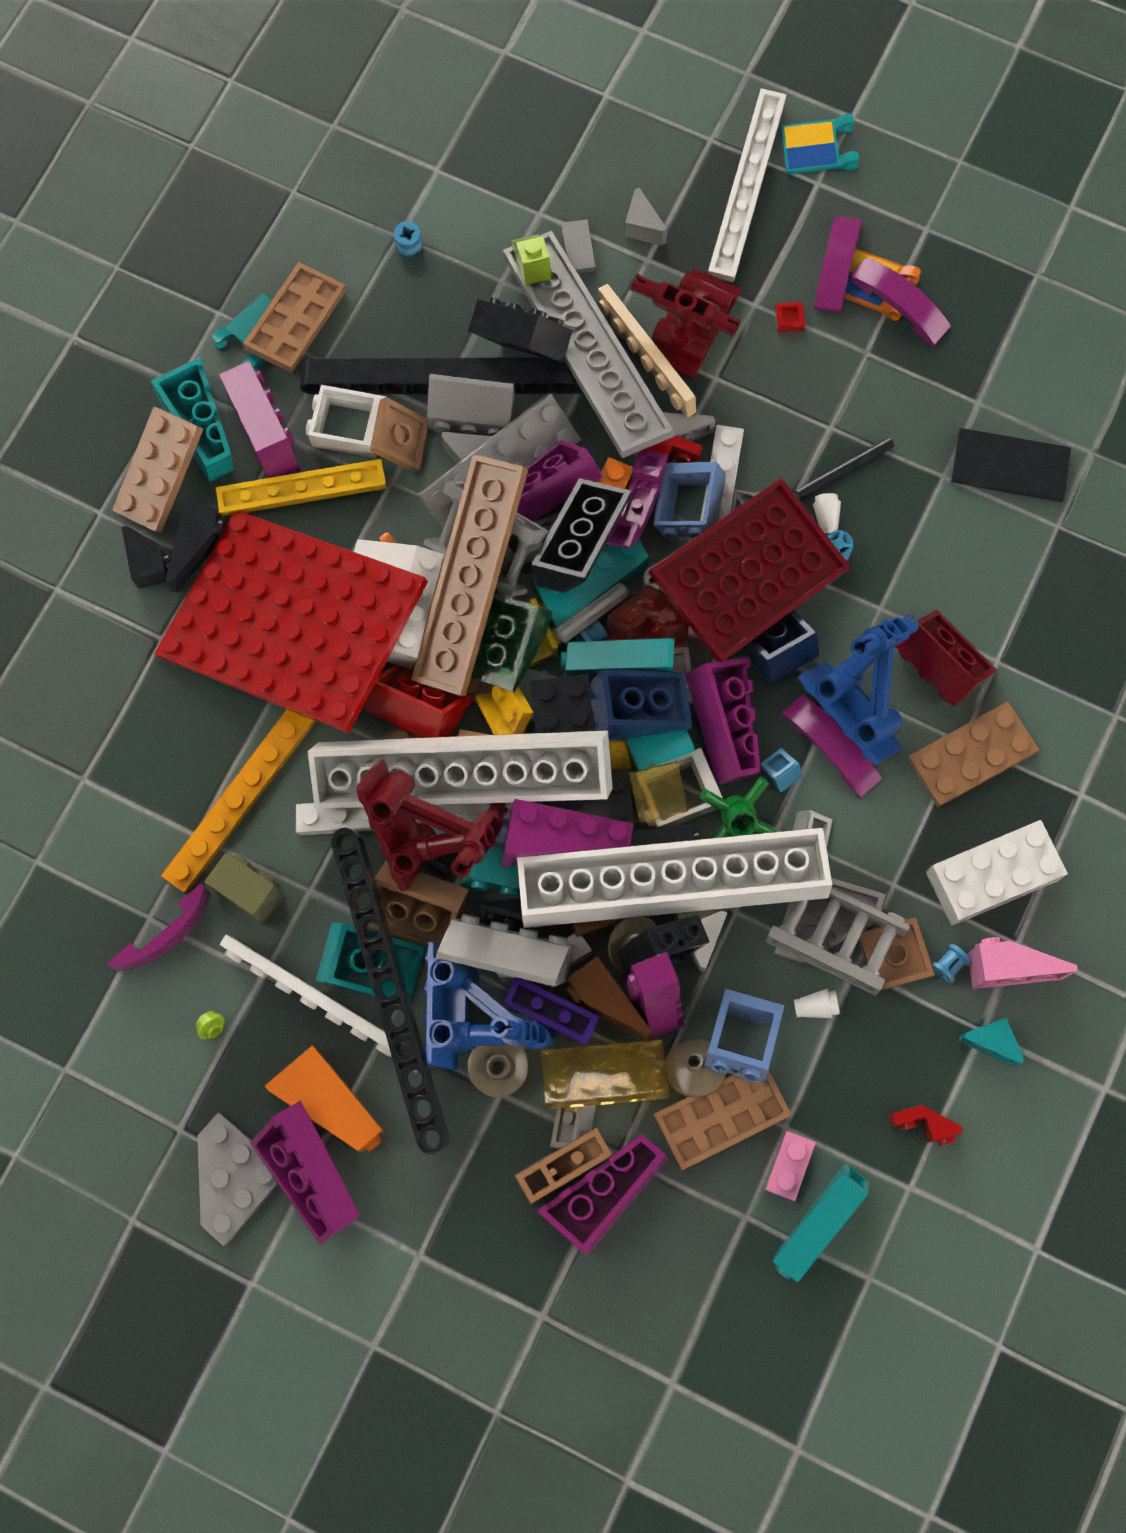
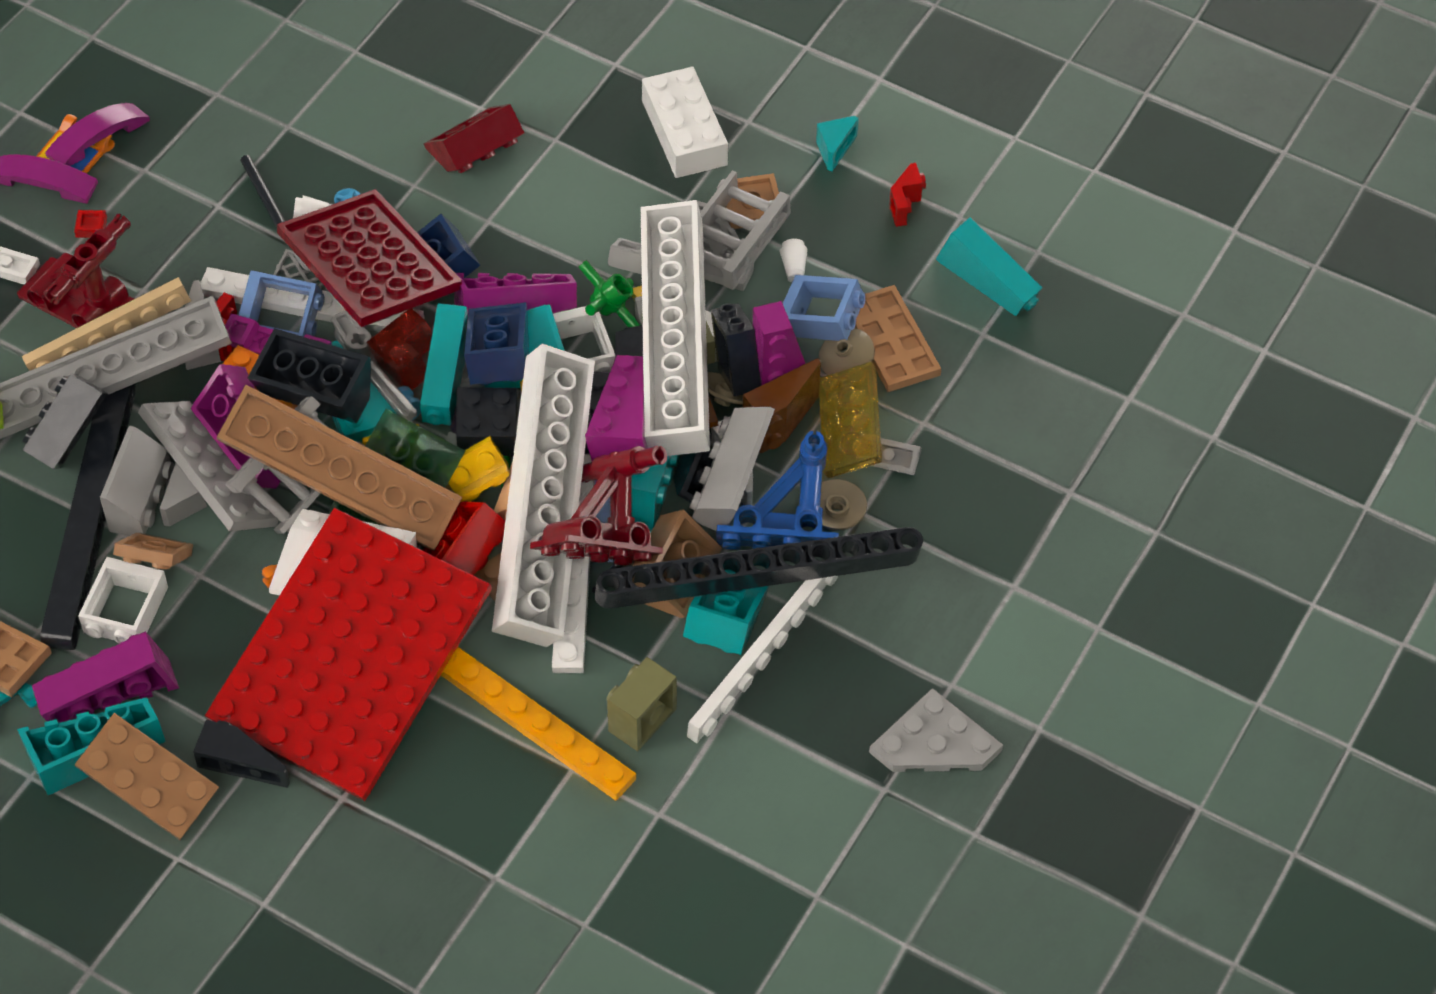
camera: 90 degrees left, 20 degrees down
(132, 957) = (656, 764): magenta slope -> none
(145, 559) = (246, 803): black slope -> none
(209, 1025) = (780, 750): lime plate -> none
(301, 487) = (191, 652): yellow plate -> none
(305, 1172) = (932, 661): magenta wedge -> none
(327, 1100) = (861, 649): orange slope -> none
(551, 1011) = (784, 449): dark purple brick -> none
(562, 1165) = (936, 455): medium nougat slope -> none
(600, 1198) = (962, 424): magenta wedge -> none
(658, 791) = (585, 341): clear yellow piece -> none
(781, 769) = (565, 265): dark azure slope -> none
(790, 1166) = (938, 296): bright pink plate -> none
(833, 744) = (542, 226): magenta slope -> none
(838, 690) = (492, 206): blue plate -> none
(951, 963) = (762, 161): dark azure bush -> none
(972, 754) = (569, 132): medium nougat plate -> none
(1010, 963) = (770, 116): bright pink slope -> none
(1011, 464) = (287, 75): black tile -> none

